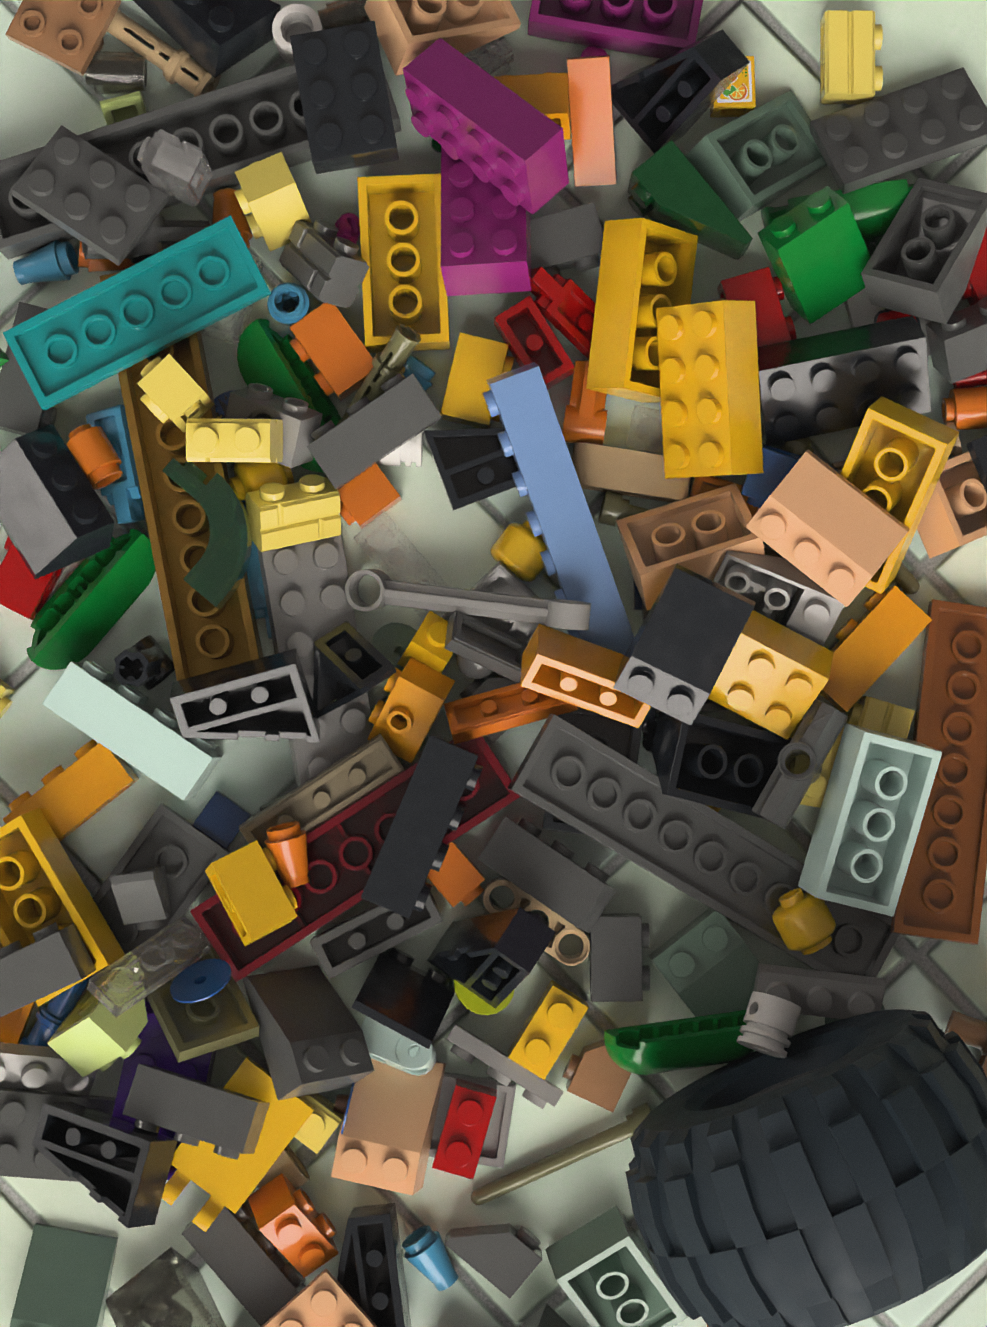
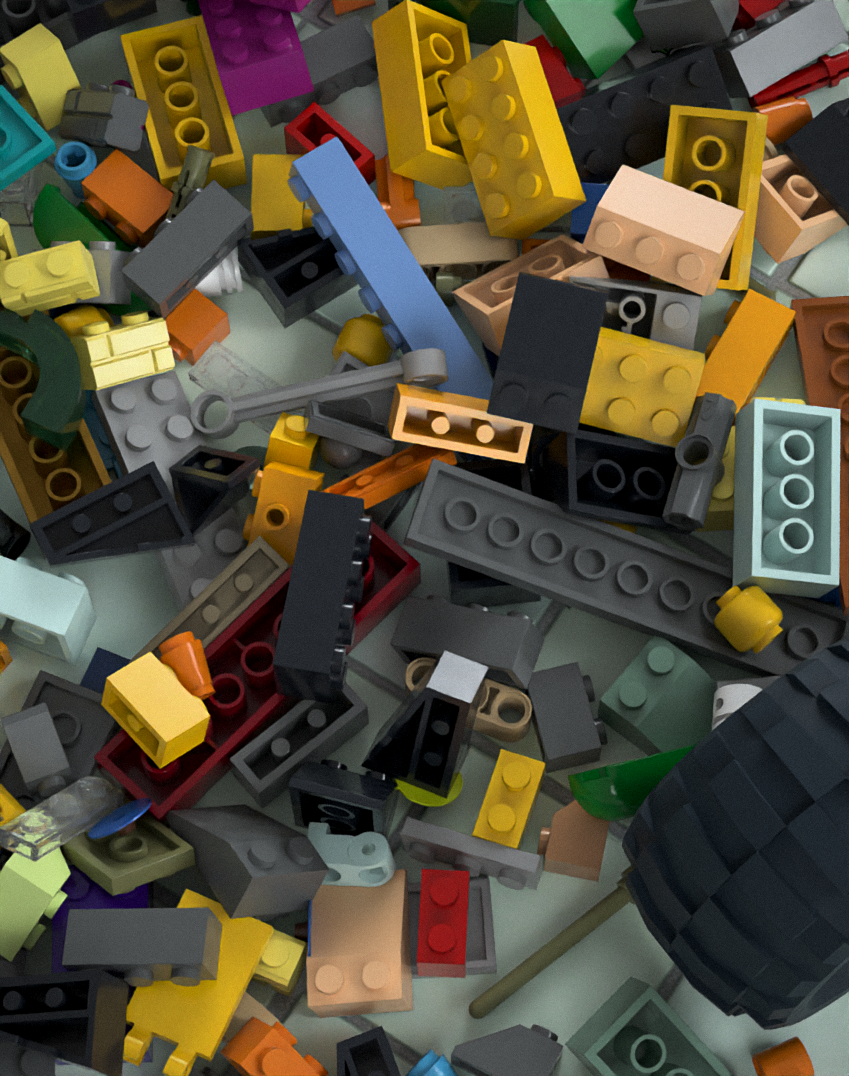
camera: 10 degrees left, 20 degrees down
(457, 877) = (373, 672): orange brick -> none
(565, 307) = (353, 110): red hinge -> none

